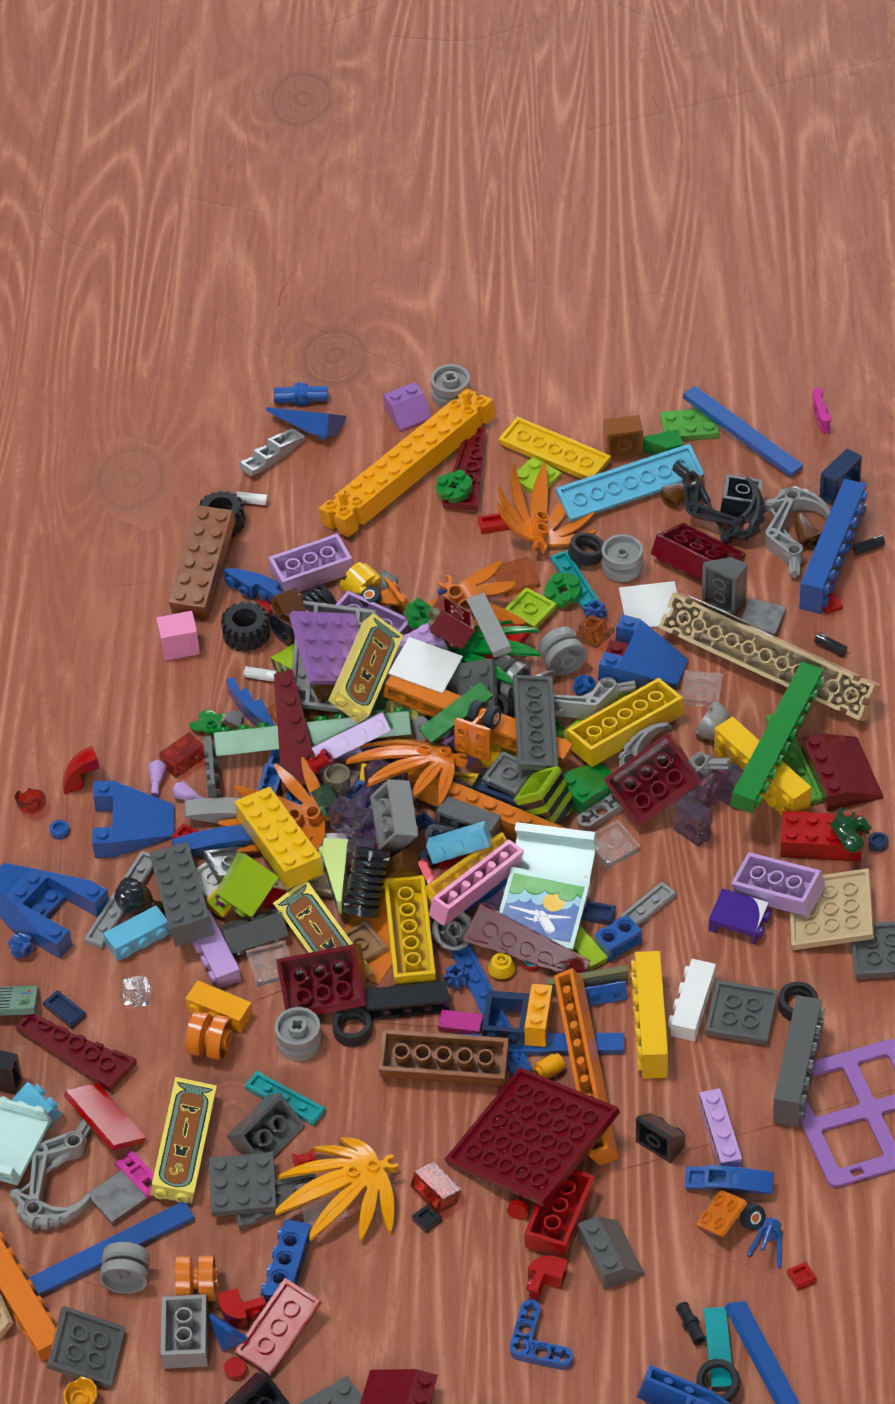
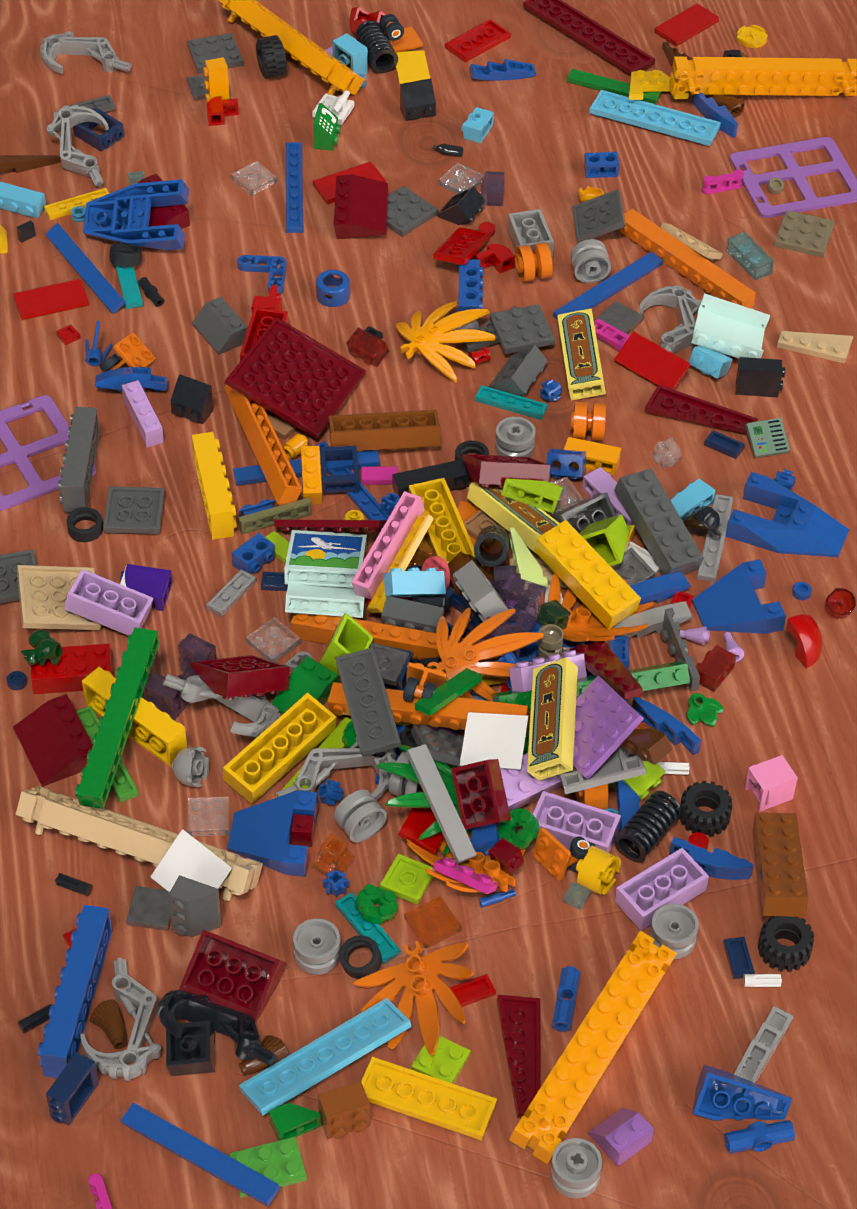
camera: 165 degrees right, 0 degrees up
(225, 1333) = (497, 236): blue slope -> none
(232, 719) = (681, 710): light grey tile -> none
(236, 1096) = (550, 390): none -> blue gear
(252, 991) = (565, 457): none -> blue brick
(264, 519) = (738, 957): none -> dark blue tile
(292, 941) = (534, 493): none -> lime slope
(311, 526) = (675, 928): none -> light grey wheel
(320, 761) = (569, 641): red bush -> none
(420, 500) = (565, 1008): none -> blue piece
(434, 592) = (507, 855): none -> dark red brick
(445, 485) = (534, 1003): green plate -> none
(464, 1301) = (340, 294): none -> blue piece
(481, 582) = (465, 875): none -> dark pink plate
(647, 601) = (275, 911): white piece -> none
(692, 999) = (178, 512): white brick -> none
(820, 1335) = (50, 299): none -> red tile

